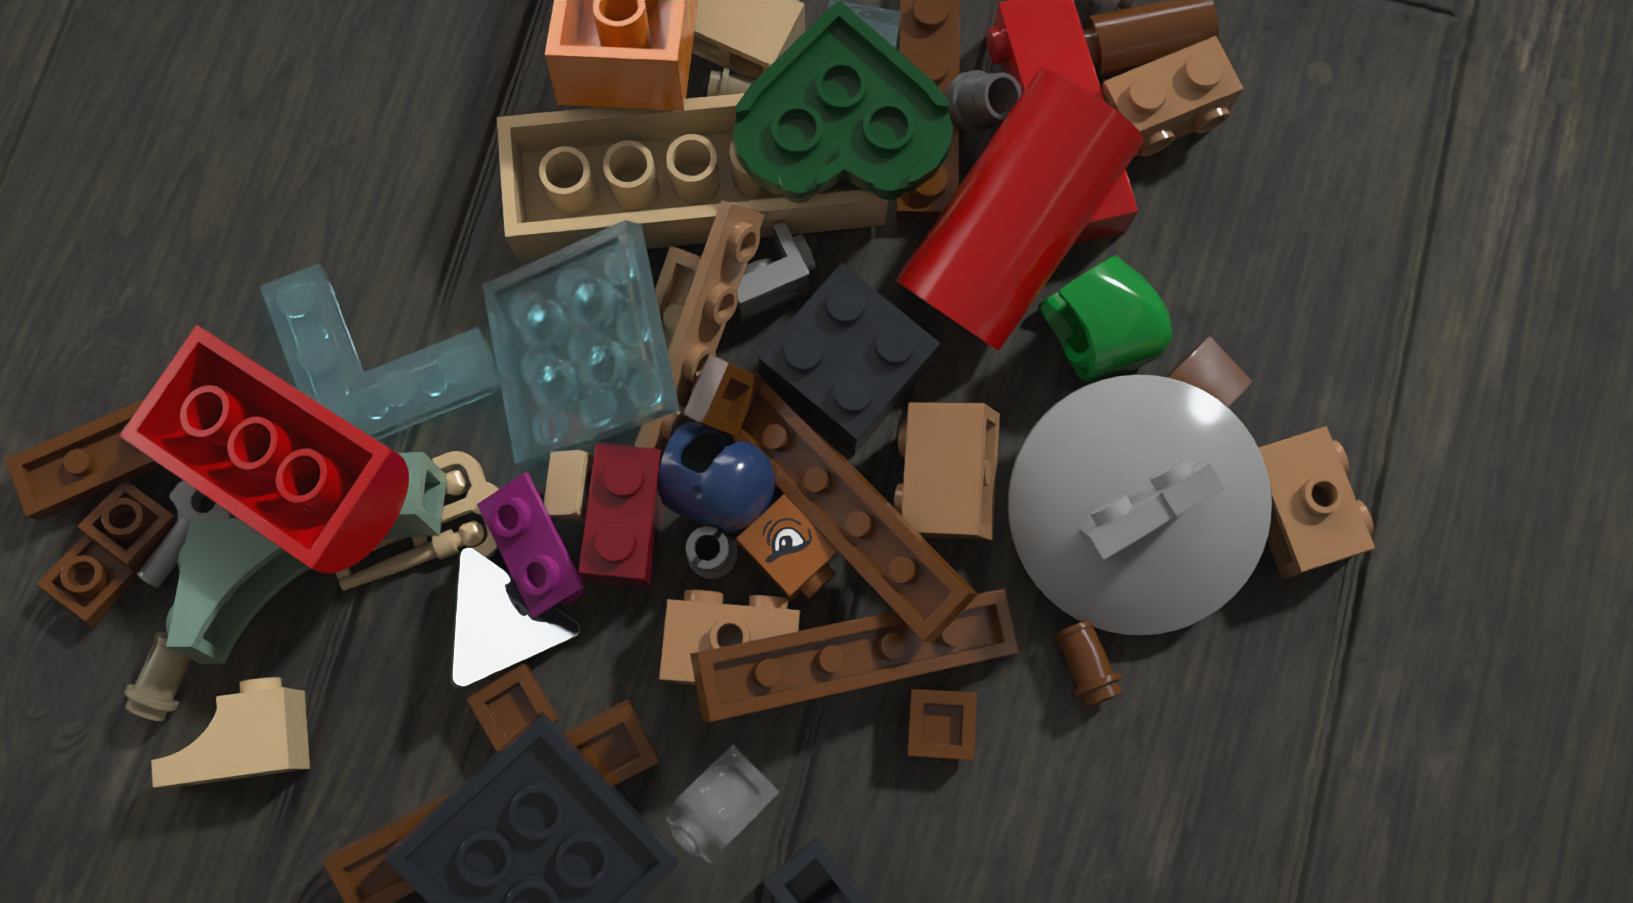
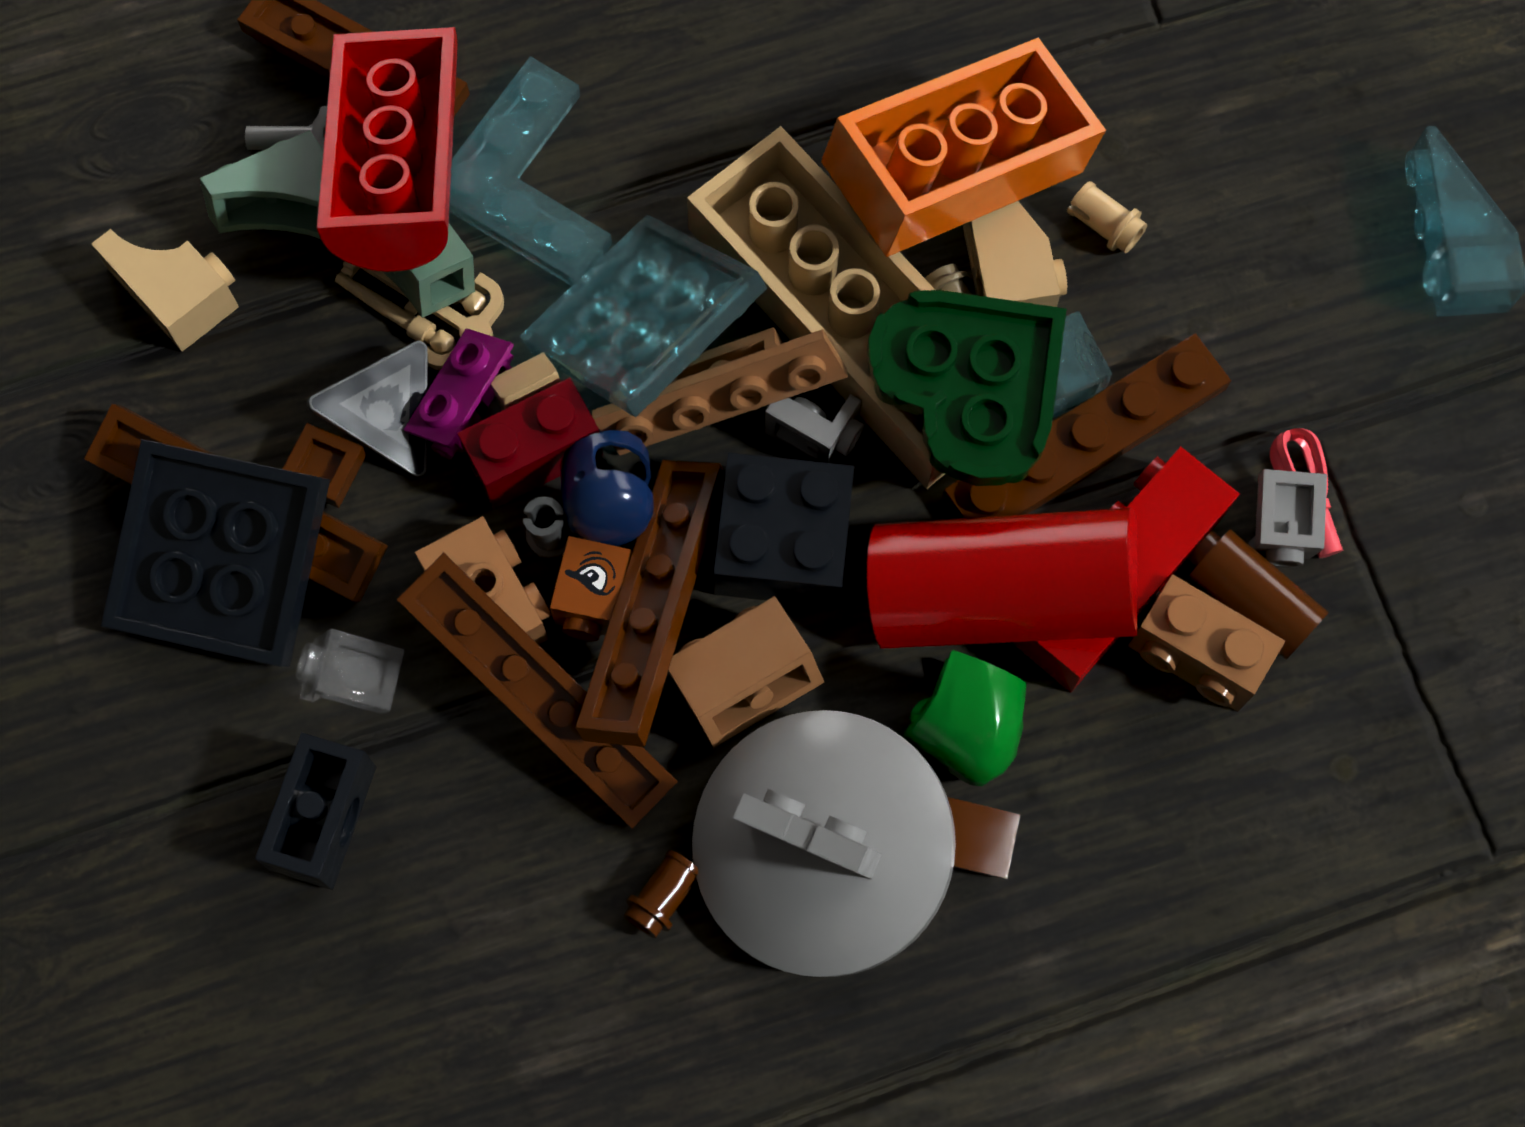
camera: 55 degrees right, 5 degrees down
(105, 560) = (243, 97): reddish brown slope -> none
(158, 682) = (172, 197): dark tan pin -> none
(722, 395) = (678, 448): reddish brown plate -> none
(941, 724) = (530, 805): reddish brown plate -> none
(969, 101) = (1078, 474): dark grey piece -> none
(1313, 504) = (929, 991): medium nougat brick -> none

